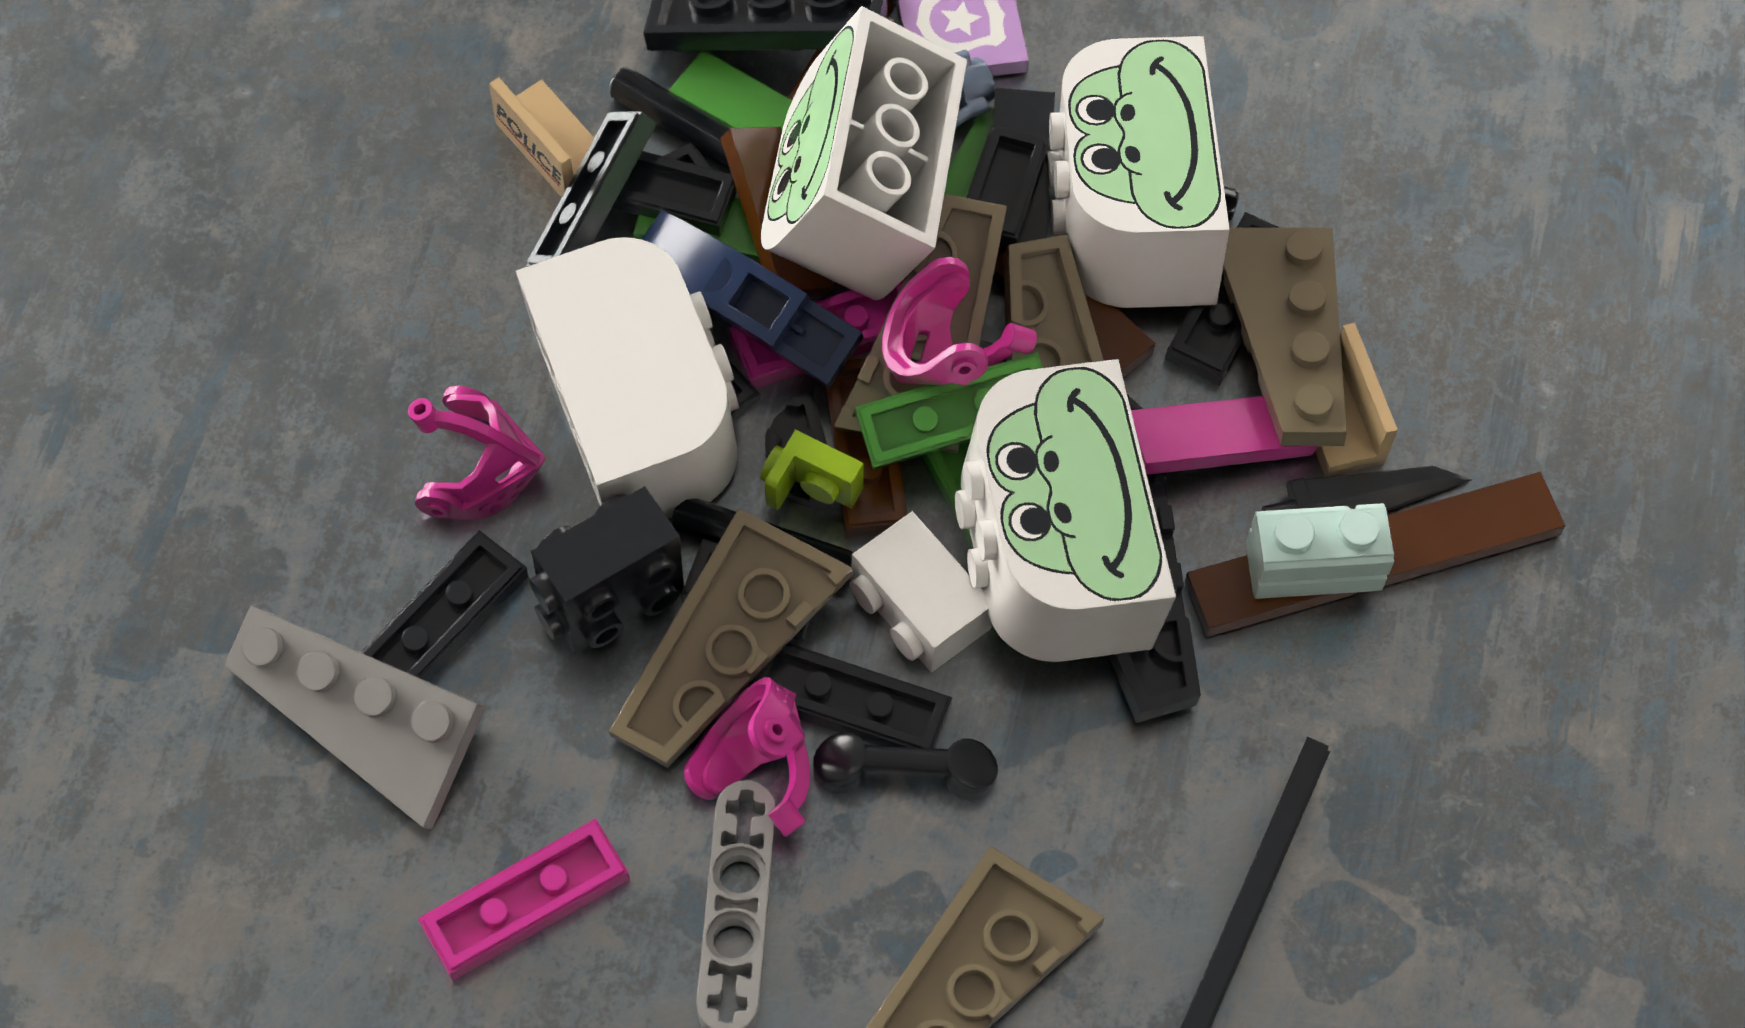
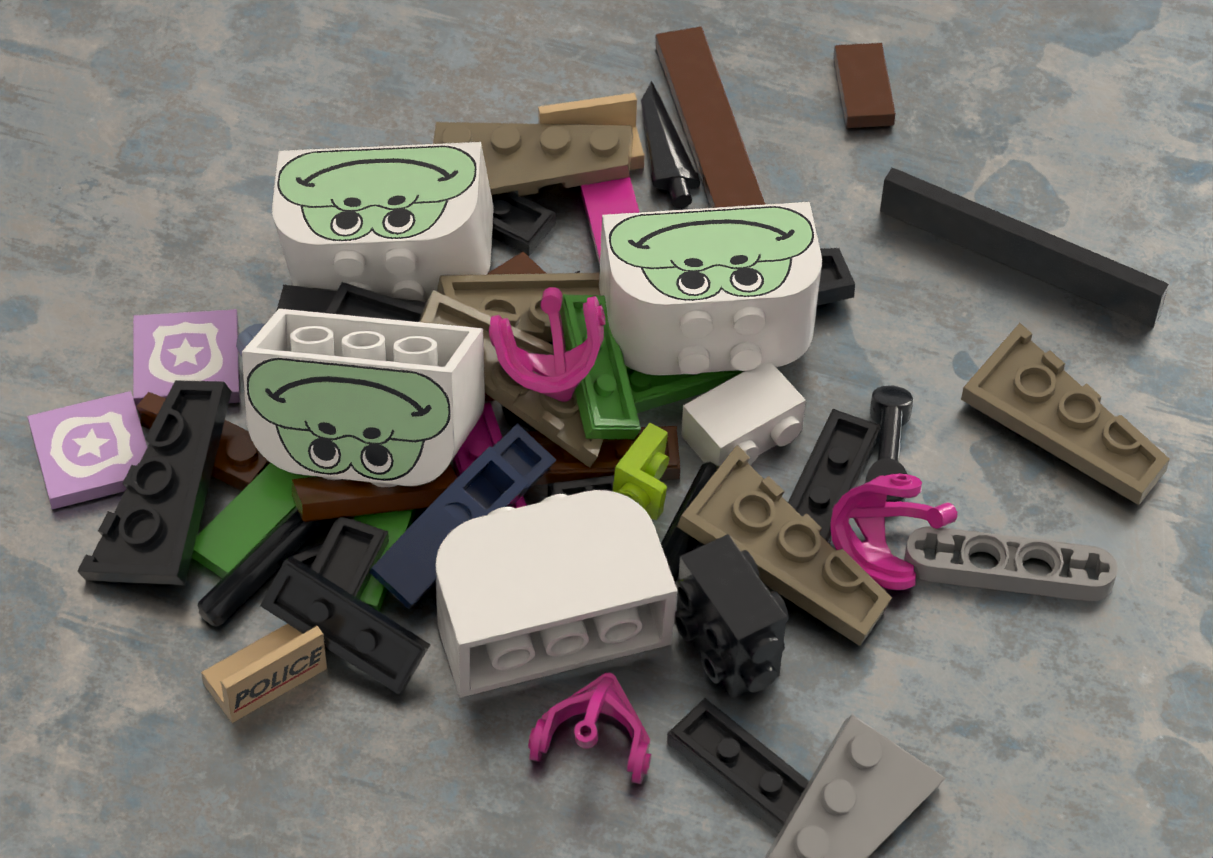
camera: 85 degrees left, 10 degrees down
(524, 899) = (1003, 712): dark pink tile -> none
(1319, 551) = (731, 152): light aqua brick -> none
(1506, 733) = (864, 85): none -> reddish brown tile

